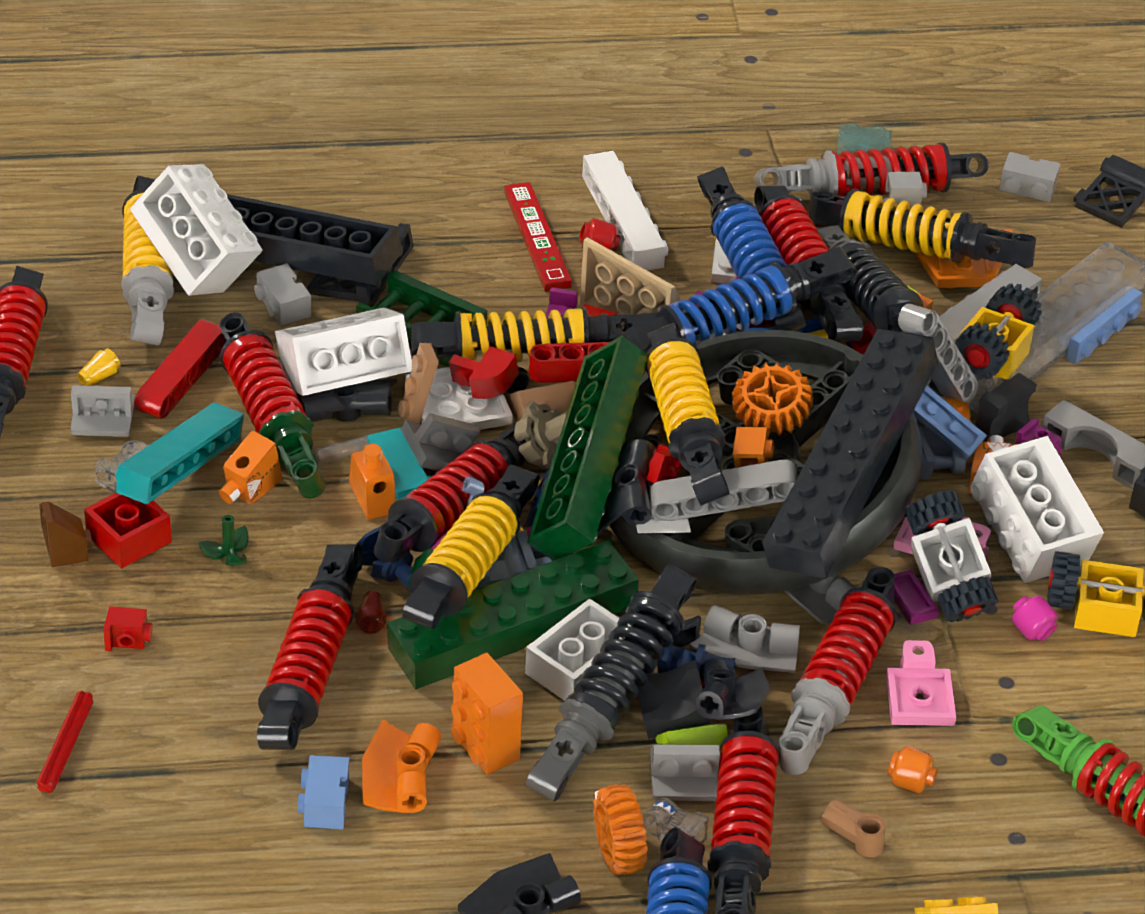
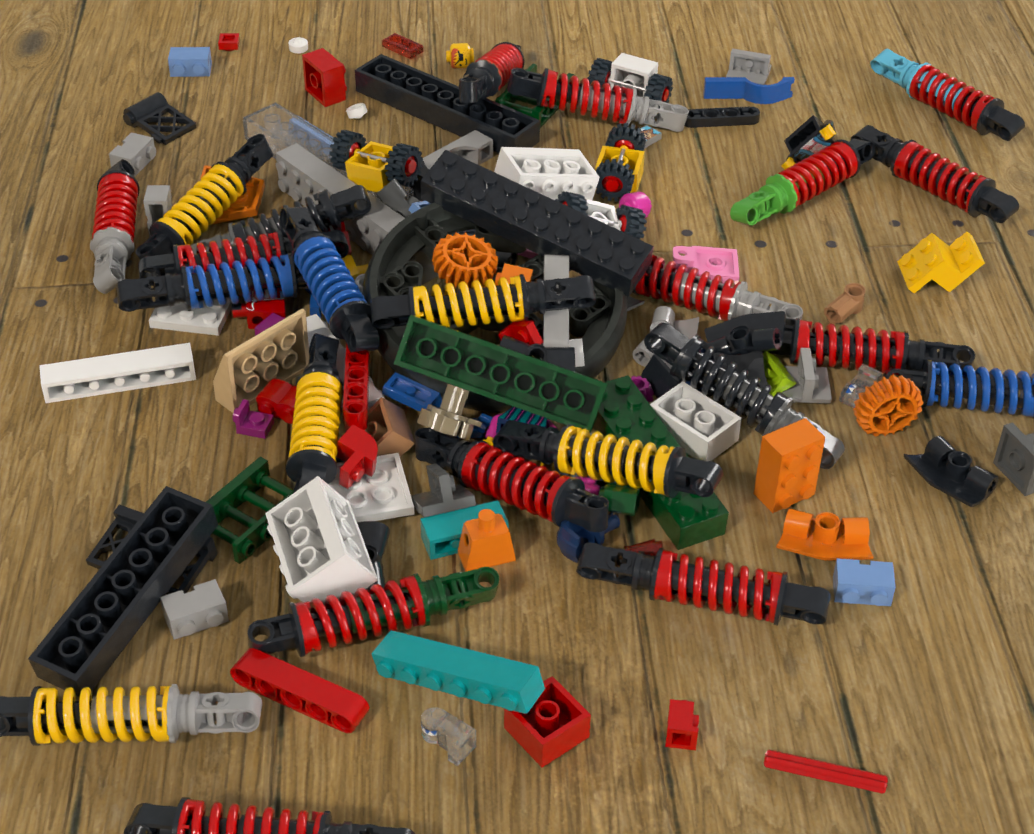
camera: 85 degrees left, 0 degrees up
(64, 535) = (553, 781): reddish brown slope -> none
(99, 368) = (287, 761): yellow cone -> none
(101, 410) = (359, 756): light grey bracket -> none
(196, 229) = (125, 646): white brick -> none
(233, 542) = (560, 650): dark green plant -> none
(251, 470) = (470, 625): orange torso -> none
(339, 451) = (424, 562): clear piece -> none
(418, 384) = (379, 491): medium nougat plate -> none
(473, 487) = (538, 459): sand blue hand -> none
(537, 236) = (133, 433): red tile -> none
(600, 232) = (155, 388): red head -> none
(853, 137) = (60, 231): clear light blue bracket -> none
(912, 769) = (786, 275): orange head -> none
(952, 373) = (419, 163): light grey beam -> none

